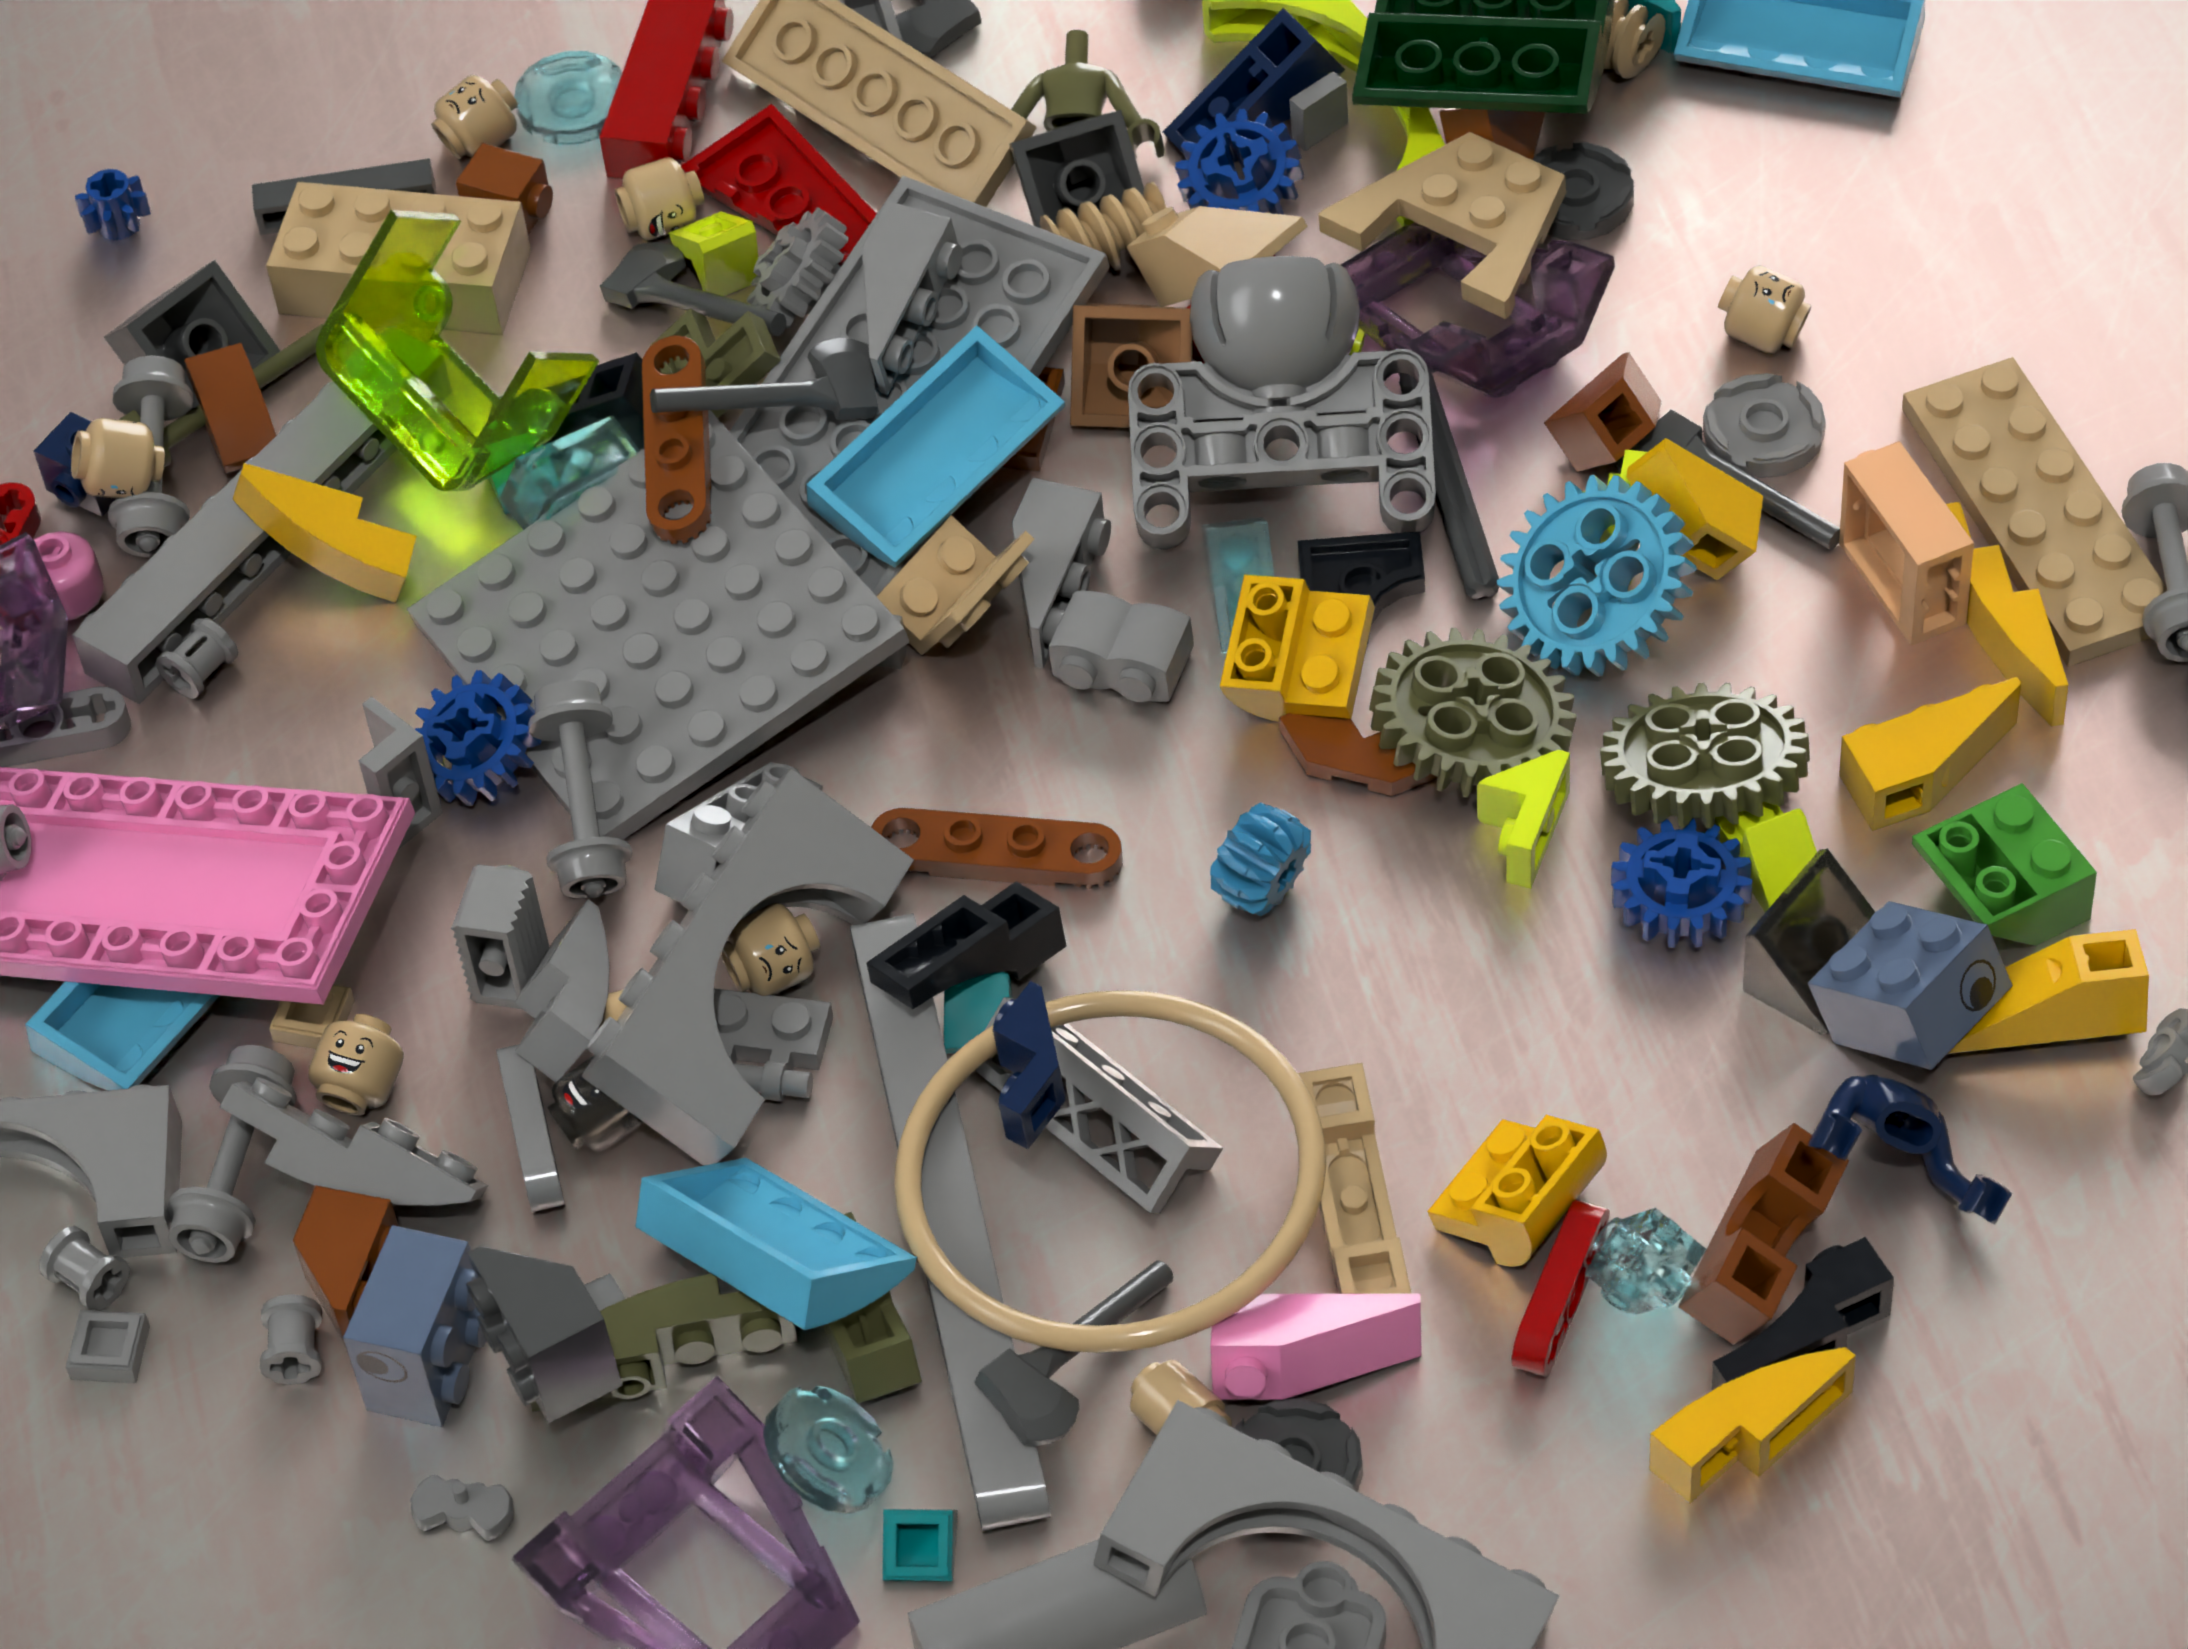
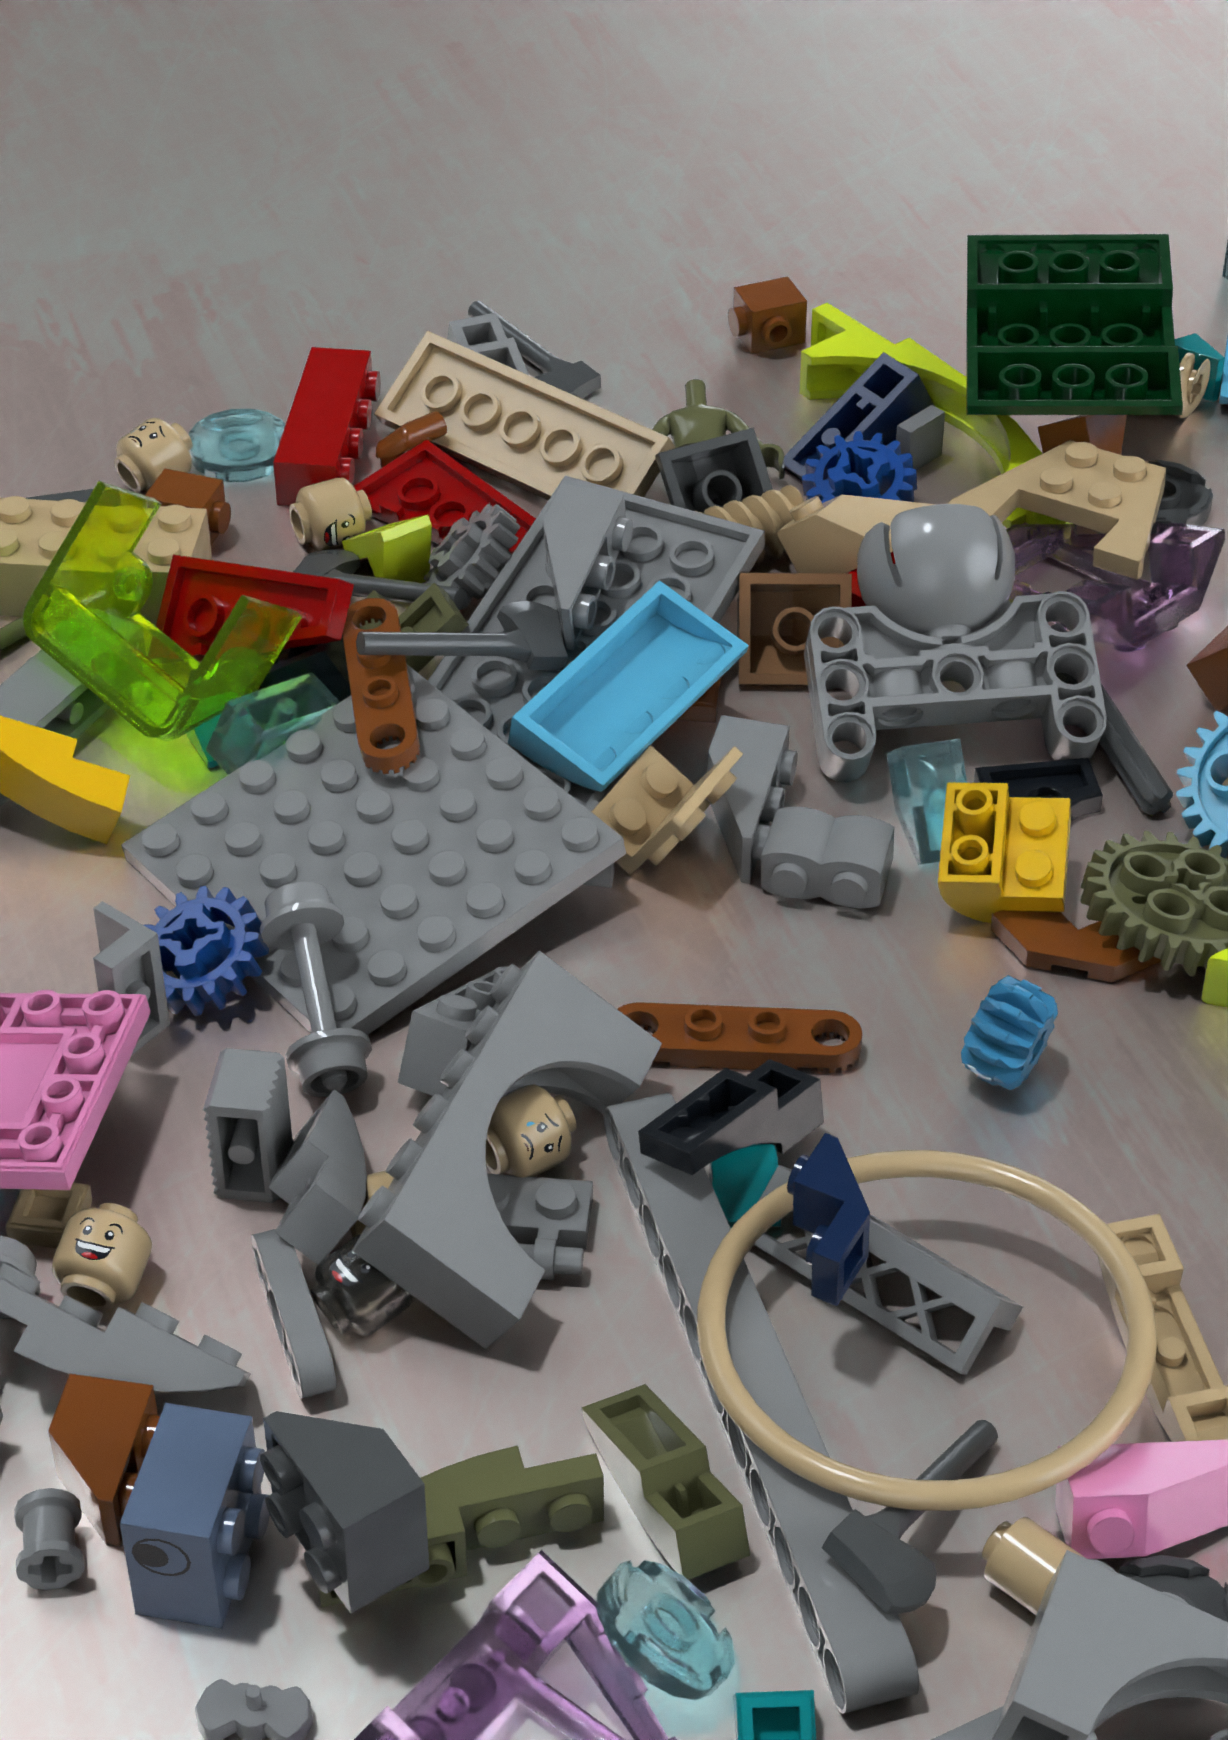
camera: 10 degrees left, 10 degrees down
(516, 318) = (205, 591): none -> red wing
(754, 98) = (410, 435): none -> dark orange arm
(771, 1240) = (573, 1412): medium azure slope -> none

